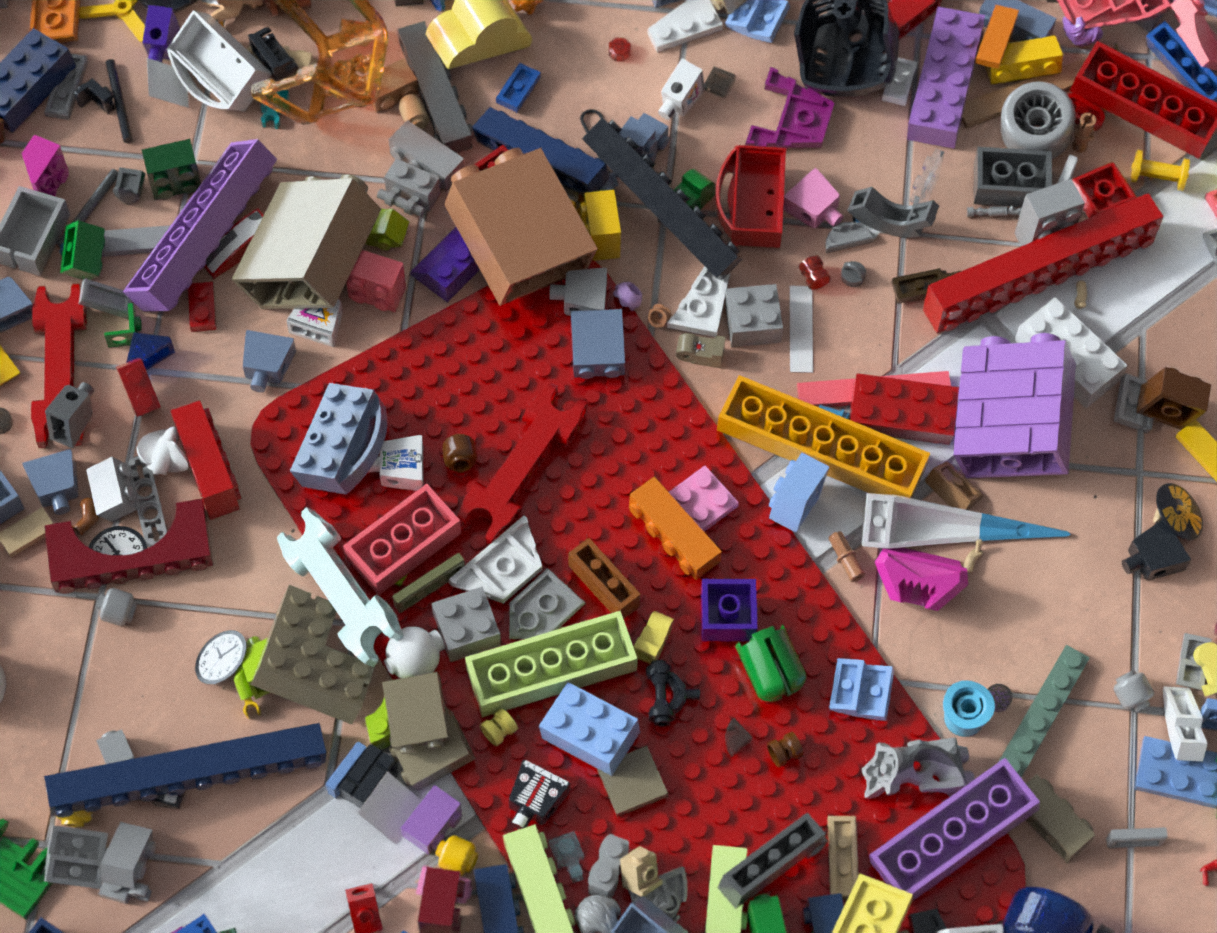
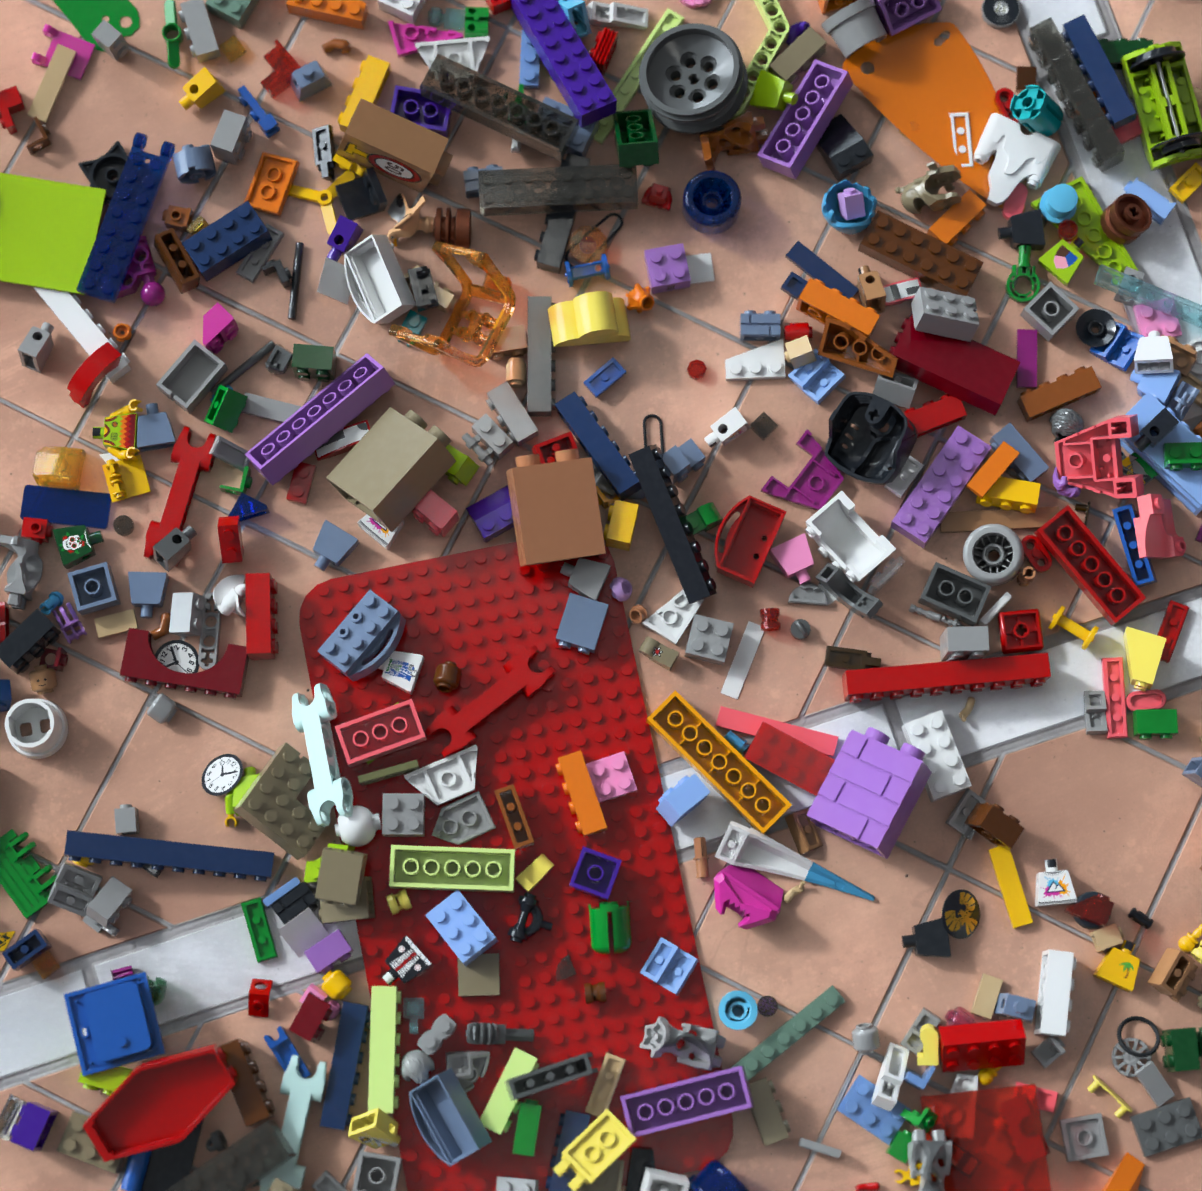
camera: 20 degrees right, 15 degrees up
(333, 827) = (259, 930): none -> green tile
(640, 871) = (456, 1048): tan brick -> none
(682, 839) = (496, 1034): none -> dark grey gear
(864, 159) = (847, 538): none -> white cylinder

